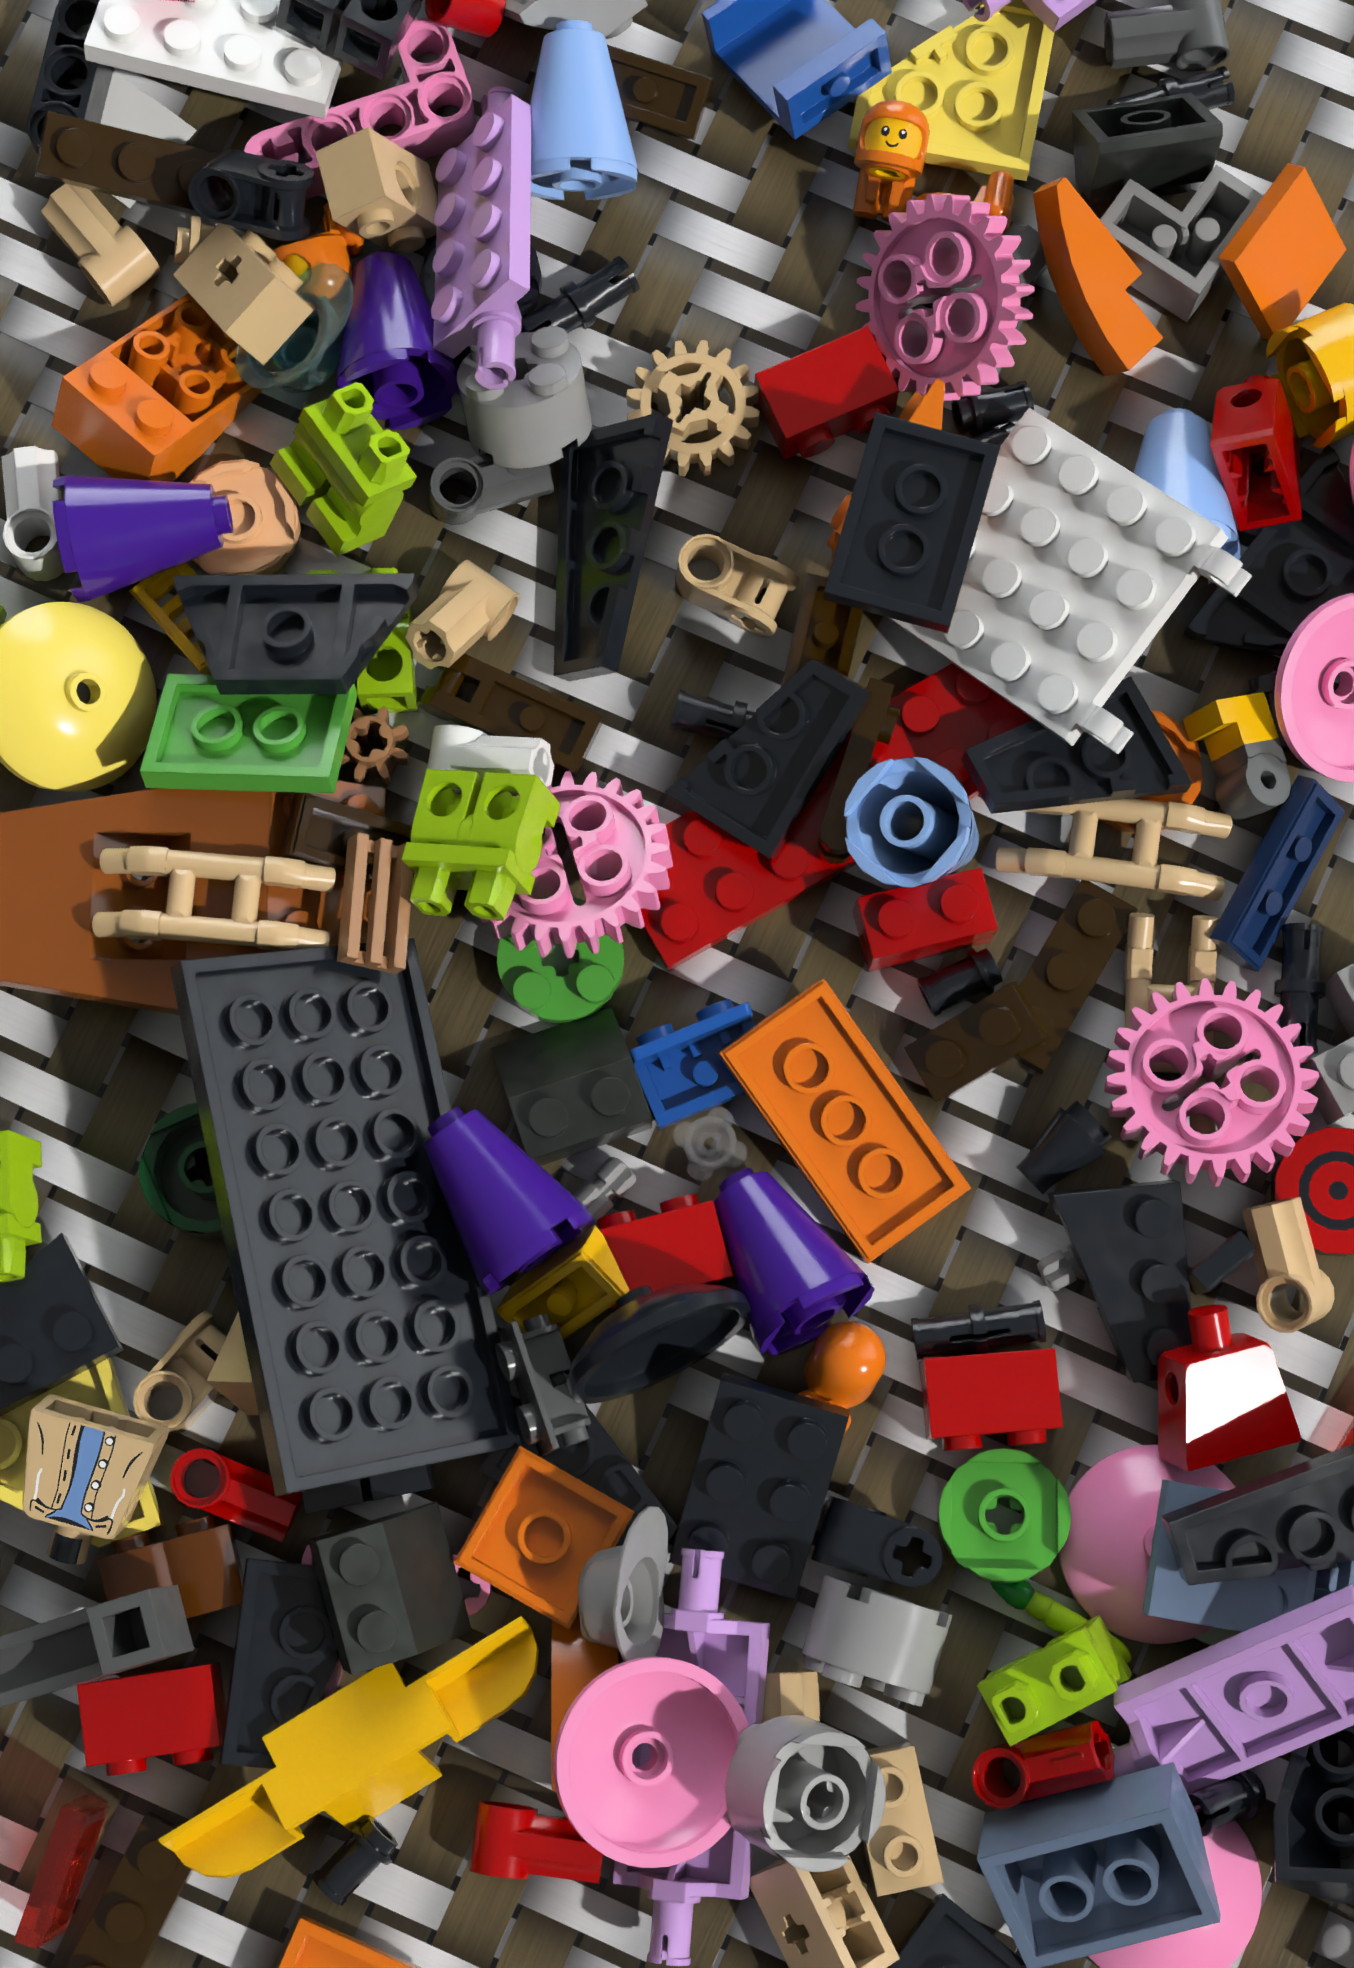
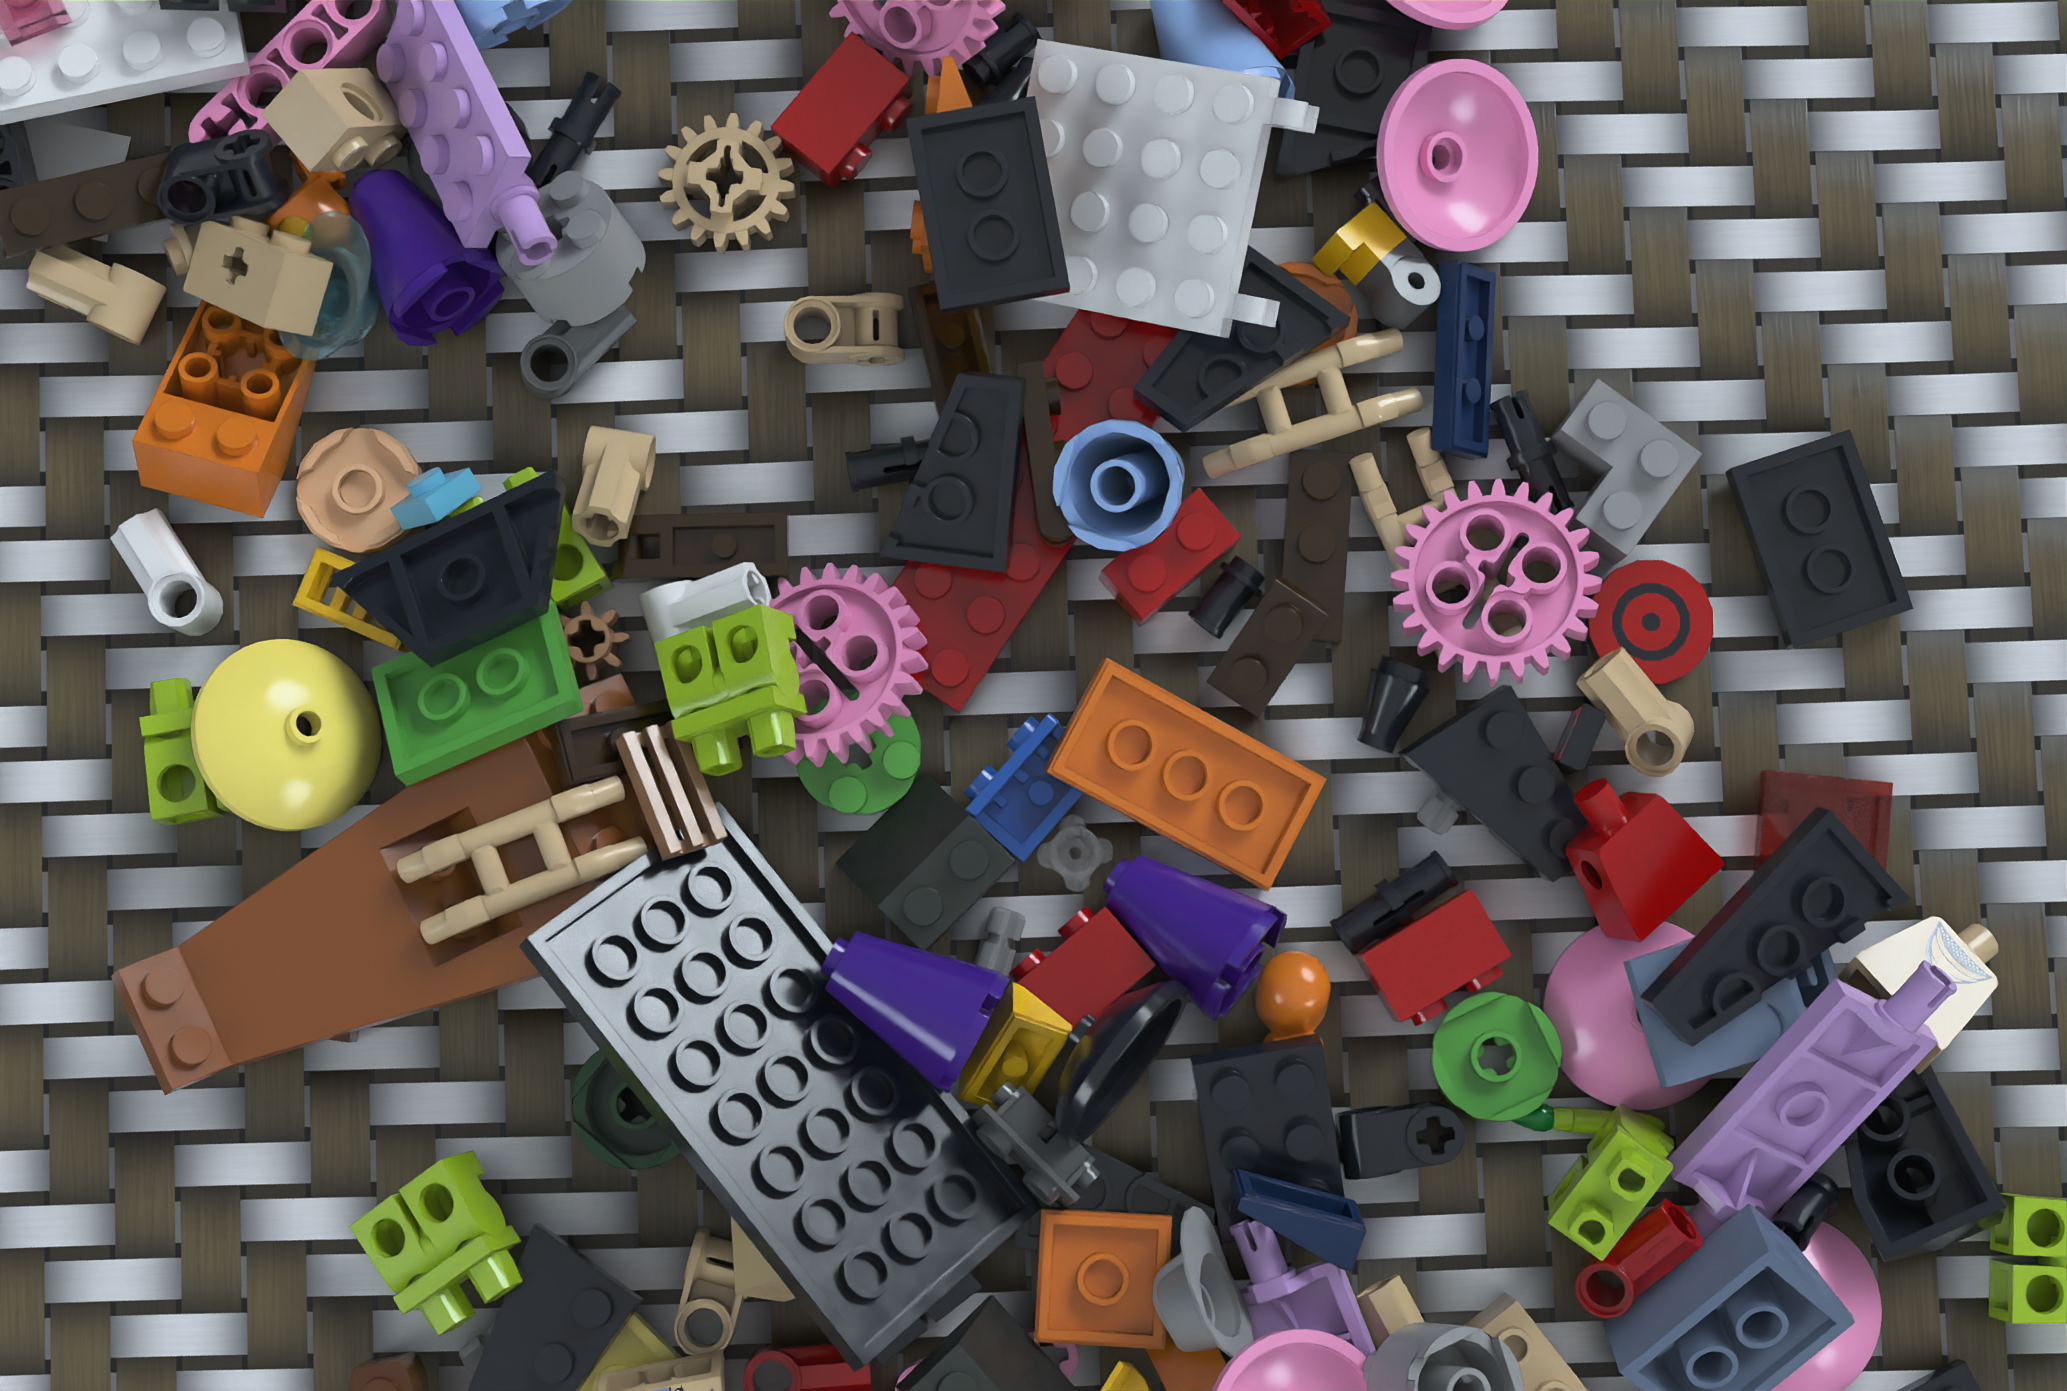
camera: 30 degrees left, 5 degrees up
(133, 528) = (270, 548): dark purple cone -> none
(299, 553) = (434, 496): none -> medium azure plate
(345, 469) = (444, 386): lime hips -> none
(602, 537) = (705, 346): black wing -> none
(762, 1577) = (1311, 1218): none -> dark blue slope
(876, 1637) = (1437, 1223): light grey brick -> none

